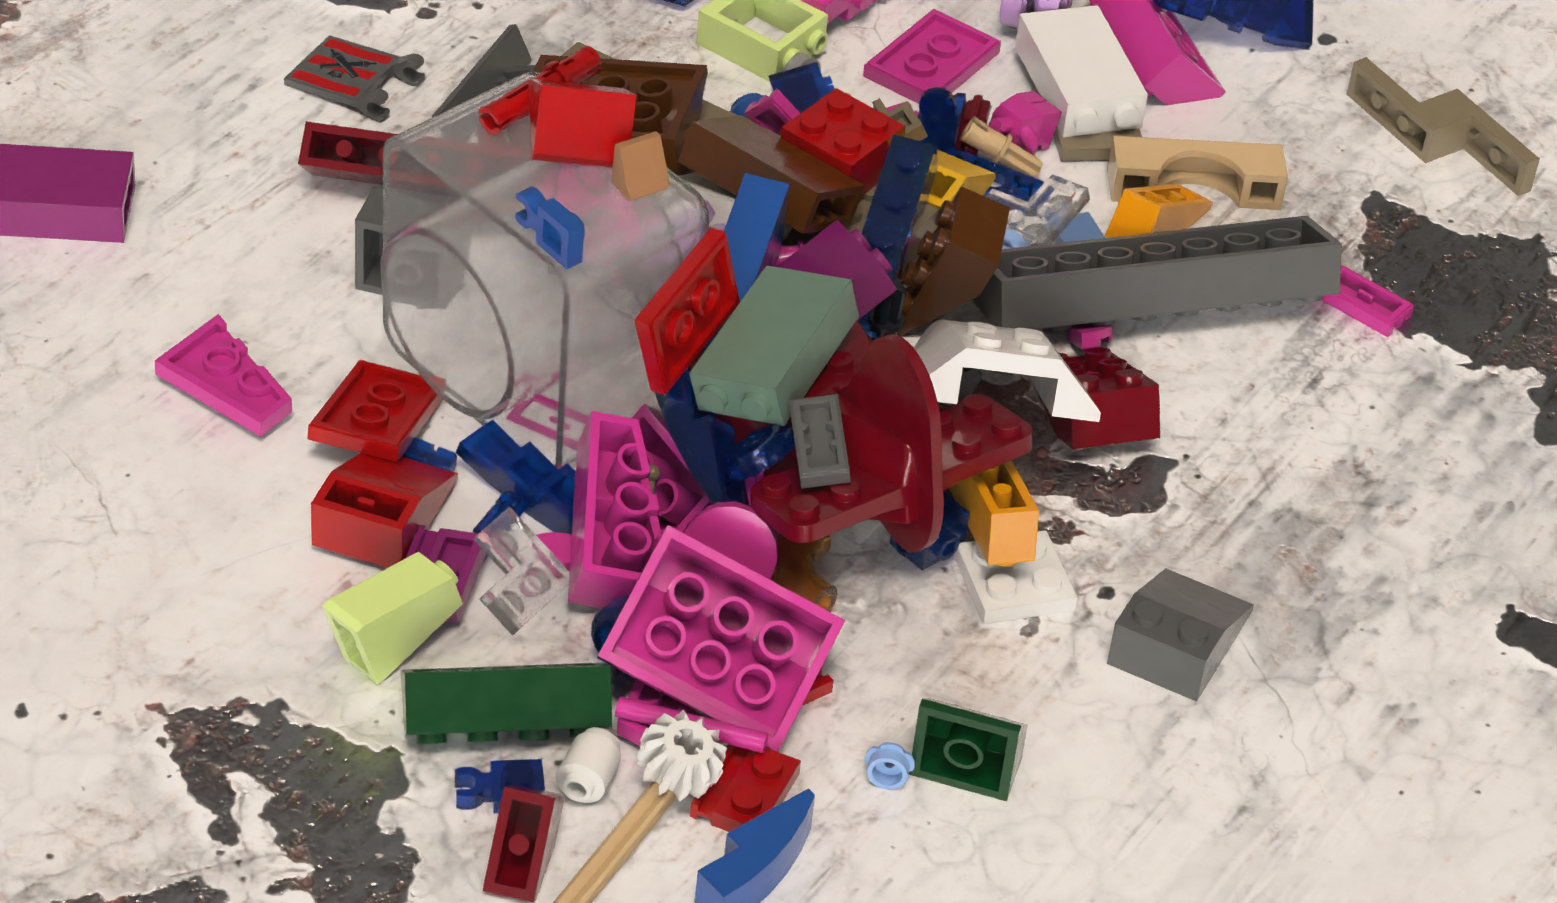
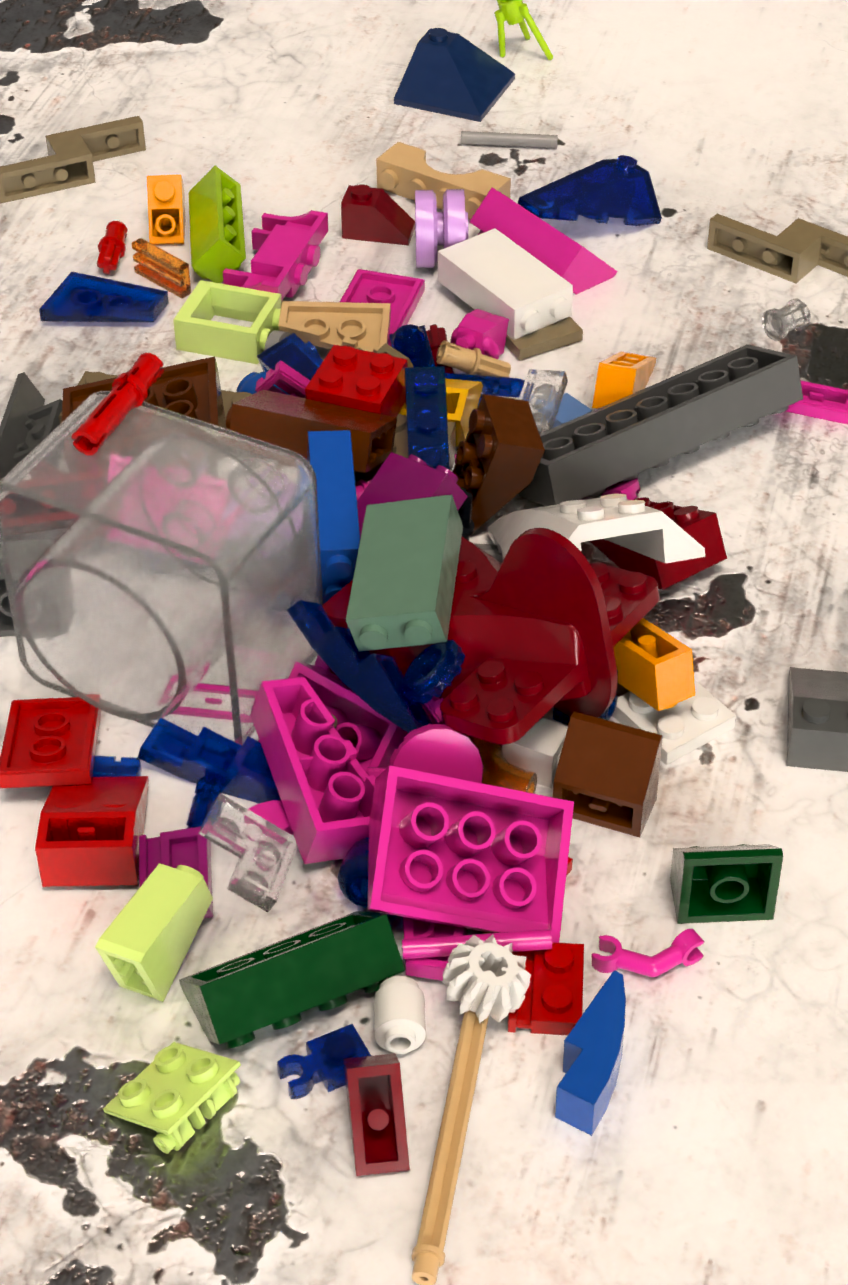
camera: 15 degrees left, 0 degrees up
(350, 764) = (176, 1093): none -> yellowish green hinge
(556, 228) = (196, 520): blue plate -> none
(578, 121) = (172, 421): red slope -> none
(640, 166) = (242, 444): medium nougat slope -> none
(687, 311) = (322, 565): red tile -> none
(819, 441) = (488, 646): dark grey plate -> none
(854, 565) = (538, 750): none -> white brick
(875, 66) = (338, 323): none -> tan wing
(888, 765) = (661, 921): light blue plate -> none
(896, 797) = (682, 950): none -> dark pink arm
(904, 610) = (609, 773): none -> reddish brown slope
(1245, 172) = (672, 326): tan arch -> none
(1381, 200) = (791, 317): none -> clear bush

